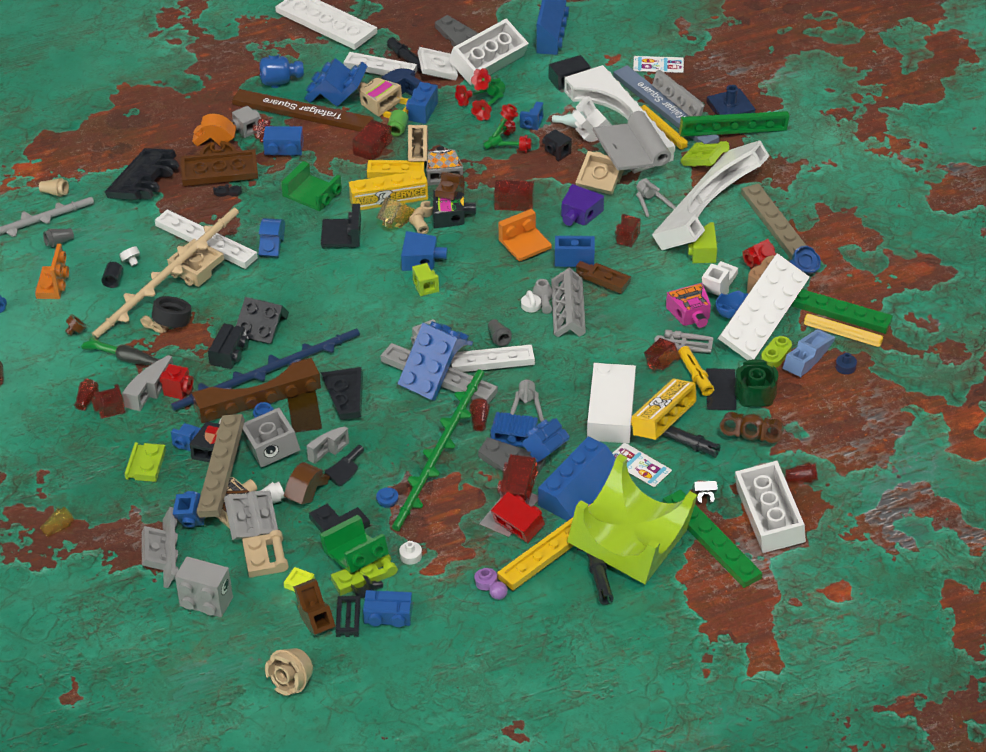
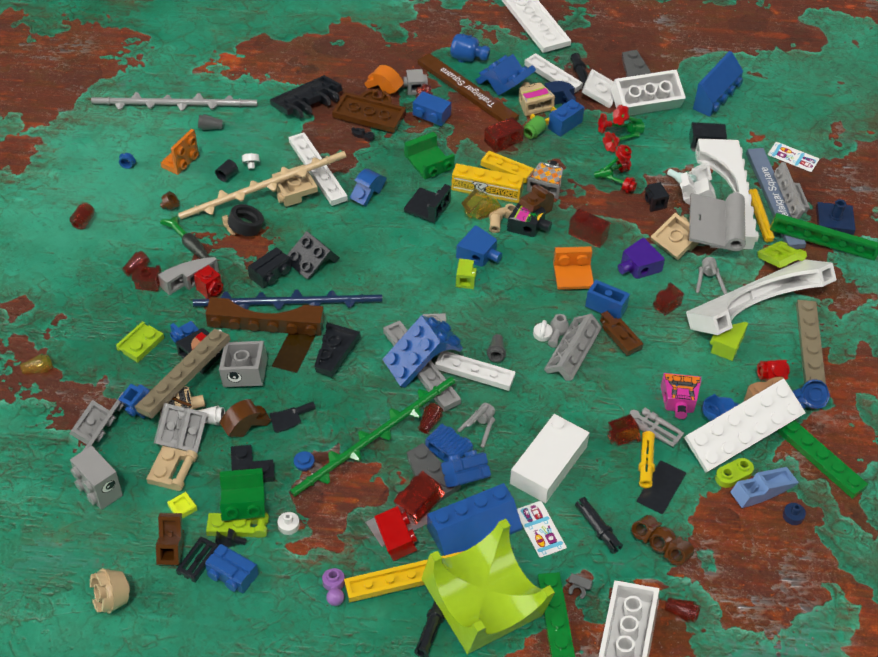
camera: 25 degrees right, 5 degrees up
(55, 187) = (237, 82): tan cone -> none
(261, 409) = (259, 335): blue plate -> none
(330, 442) = (287, 388): light grey slope -> none
(417, 142) = (535, 150): tan torso -> none
(532, 119) = (651, 165): blue bracket -> none
(664, 409) = (589, 486): yellow brick -> none
(719, 277) = (721, 379): white brick -> none
(756, 383) = (692, 497): dark green brick -> none
(843, 330) = (811, 478): yellow axle -> none

